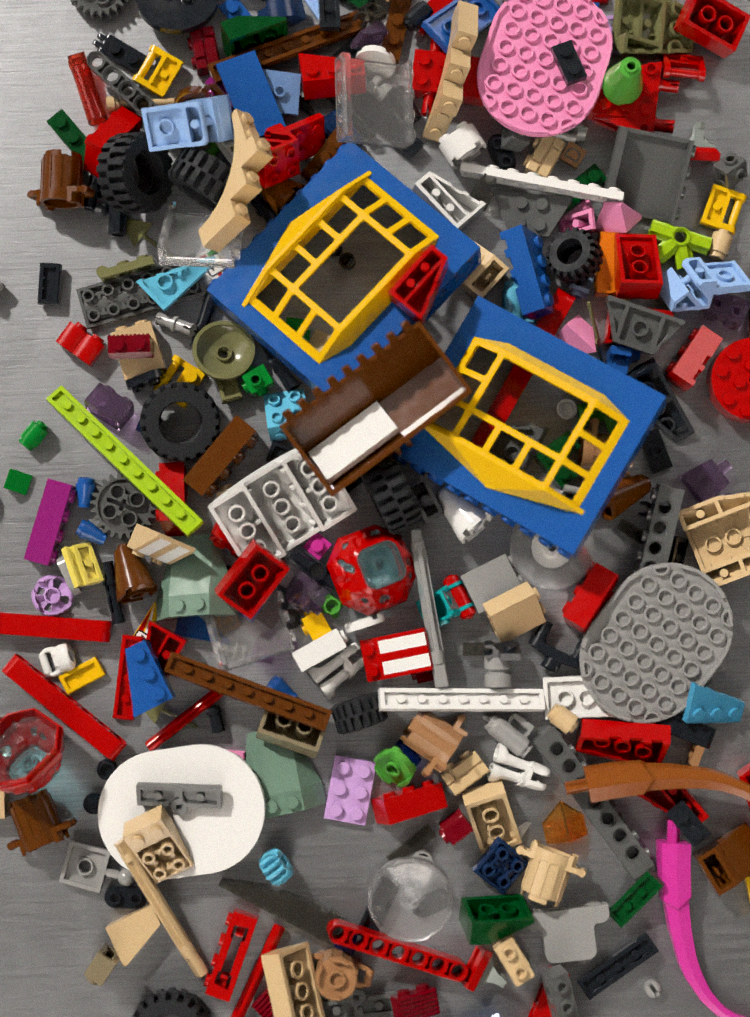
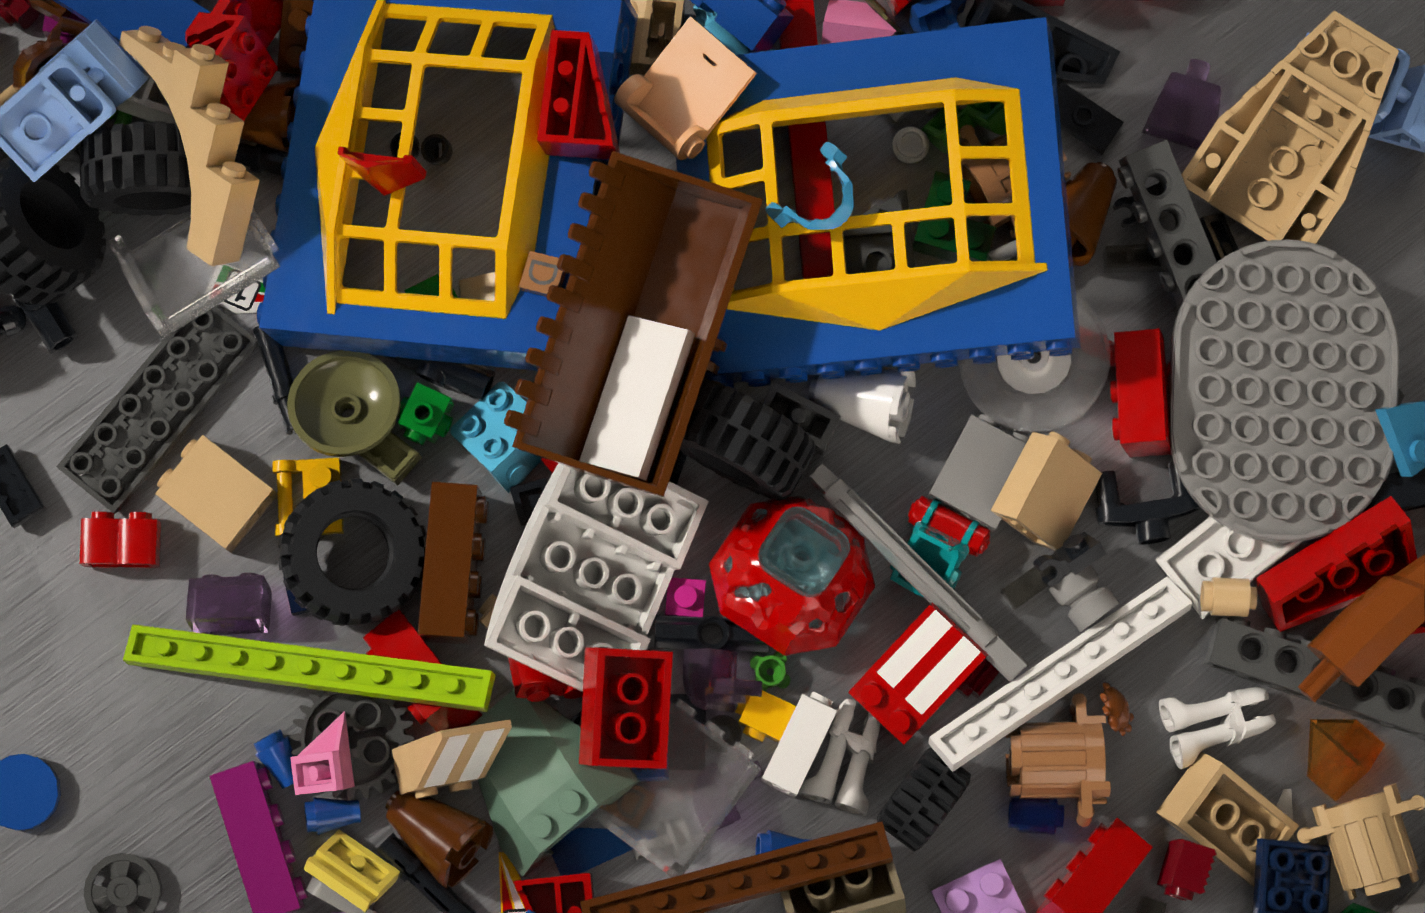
camera: 30 degrees left, 5 degrees down
(18, 481) = (166, 815): green slope -> none
(33, 434) = (141, 727): green brick -> none
(103, 508) = (325, 762): none -> bright pink slope
(125, 267) = (110, 383): olive plate -> none
(130, 346) = (201, 491): dark red brick -> none
(137, 230) = (88, 318): olive piece -> none
(150, 378) = (261, 519): black plate -> none
(170, 286) = (197, 365): medium azure wing -> none
(175, 324) = (244, 415): light grey pin -> none
(308, 257) = (384, 172): none -> red slope
(348, 355) = (540, 274): none -> medium nougat tile
(364, 622) = (836, 659): white tile -> none
(403, 770) = (1025, 827): bright green plate -> none
(464, 772) = (1140, 779): tan brick -> none
(475, 314) = (685, 93): none -> light nougat door
(476, 733) = (1116, 709): none -> dark orange piece
(479, 405) = (835, 159): none -> dark azure helmet
(508, 735) = (1165, 679): light grey piece -> none

